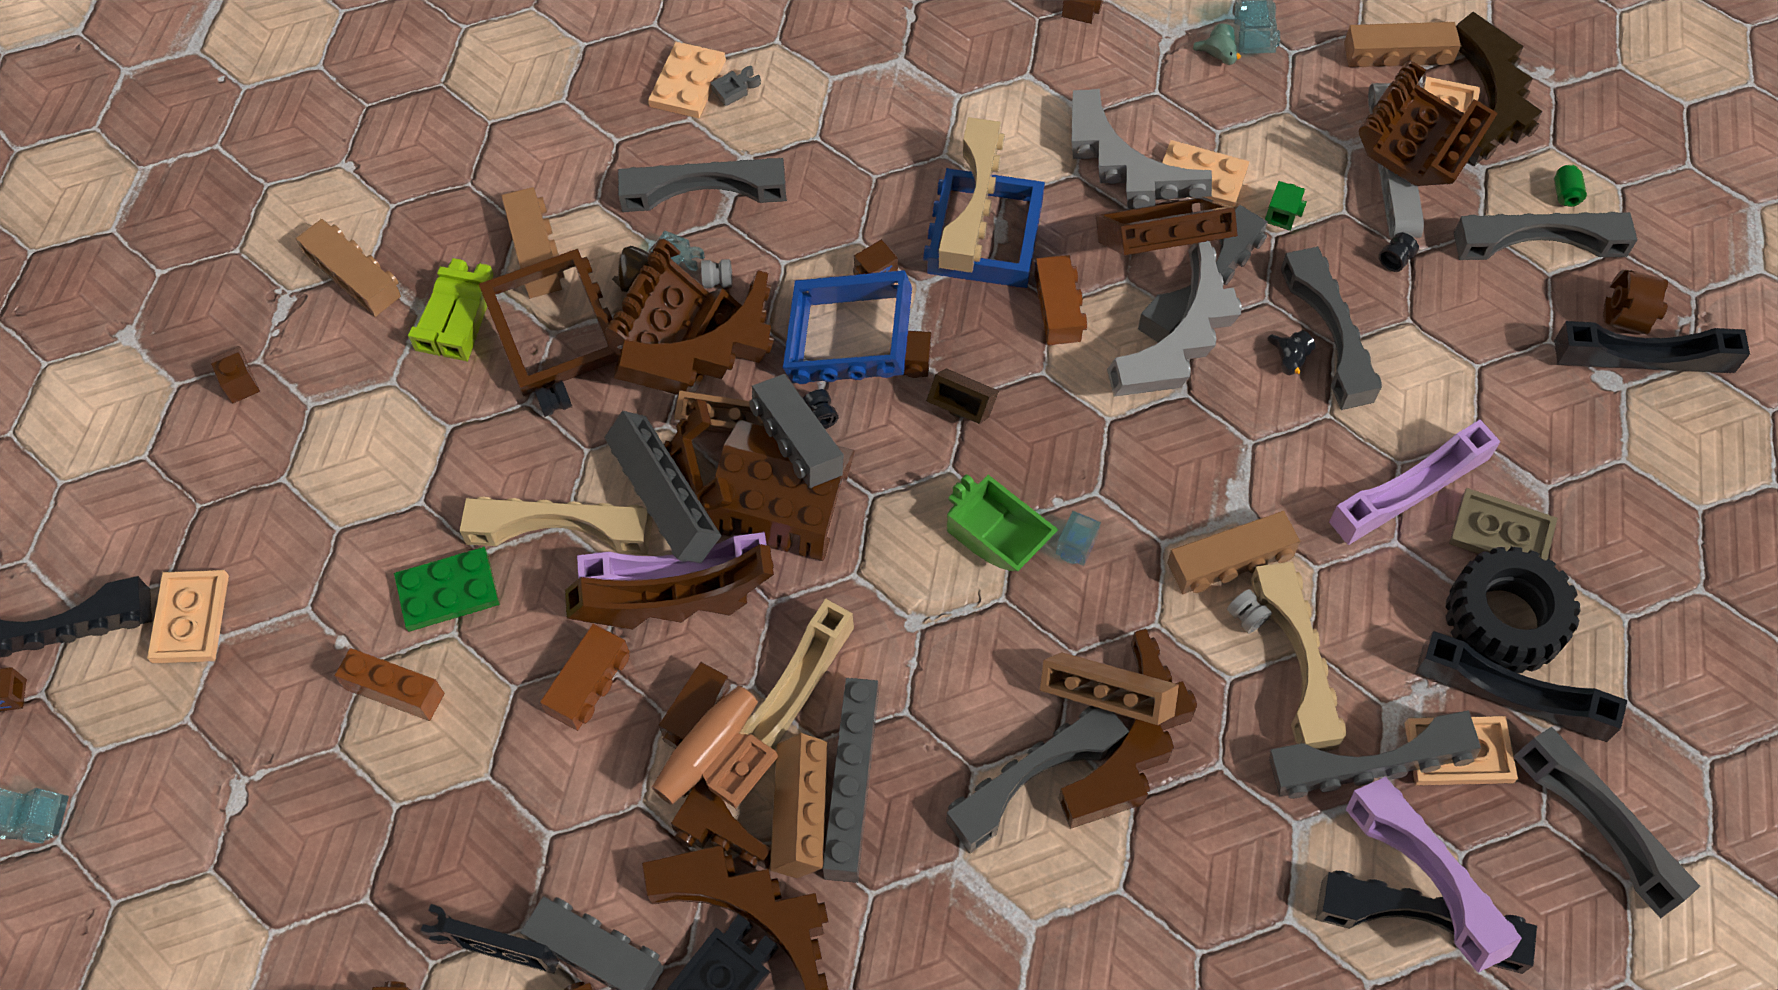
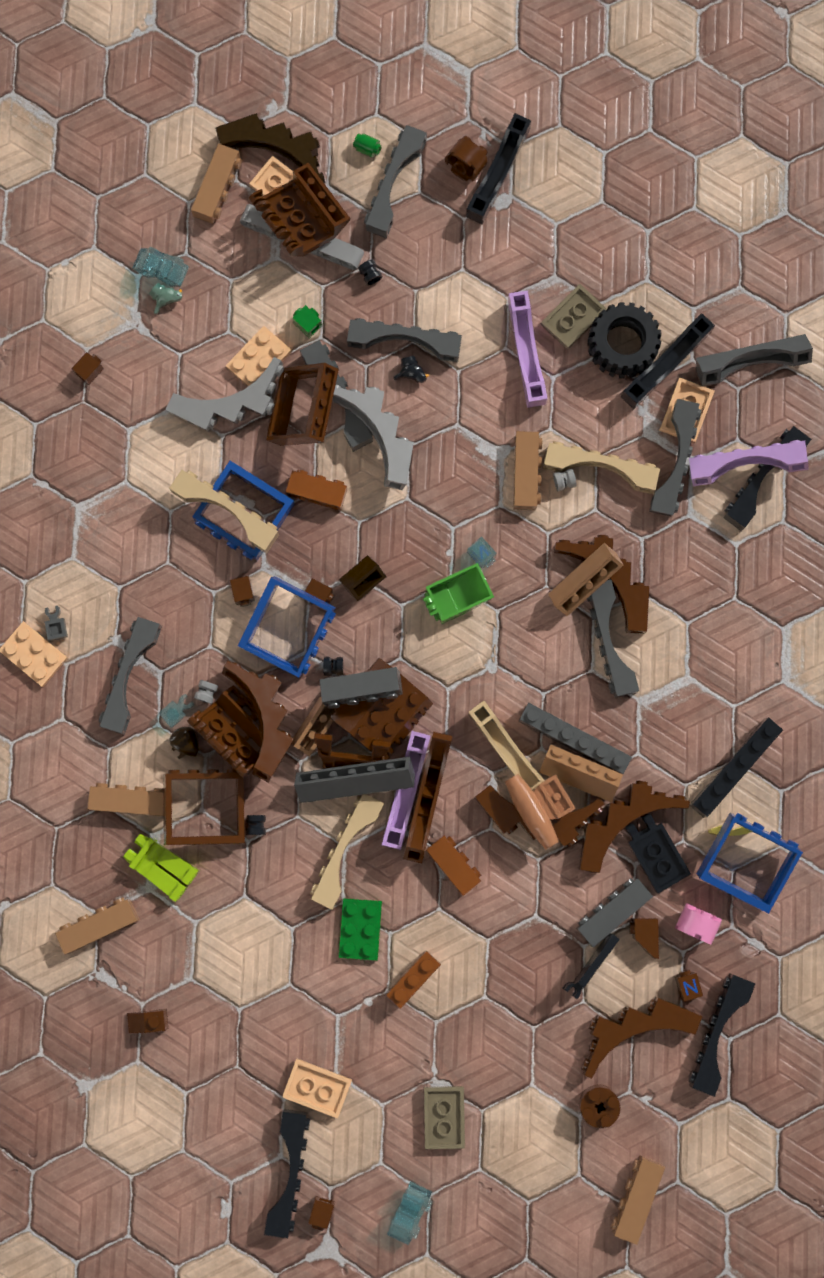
camera: 70 degrees left, 20 degrees up
(183, 813) = (444, 1117): none -> dark tan plate

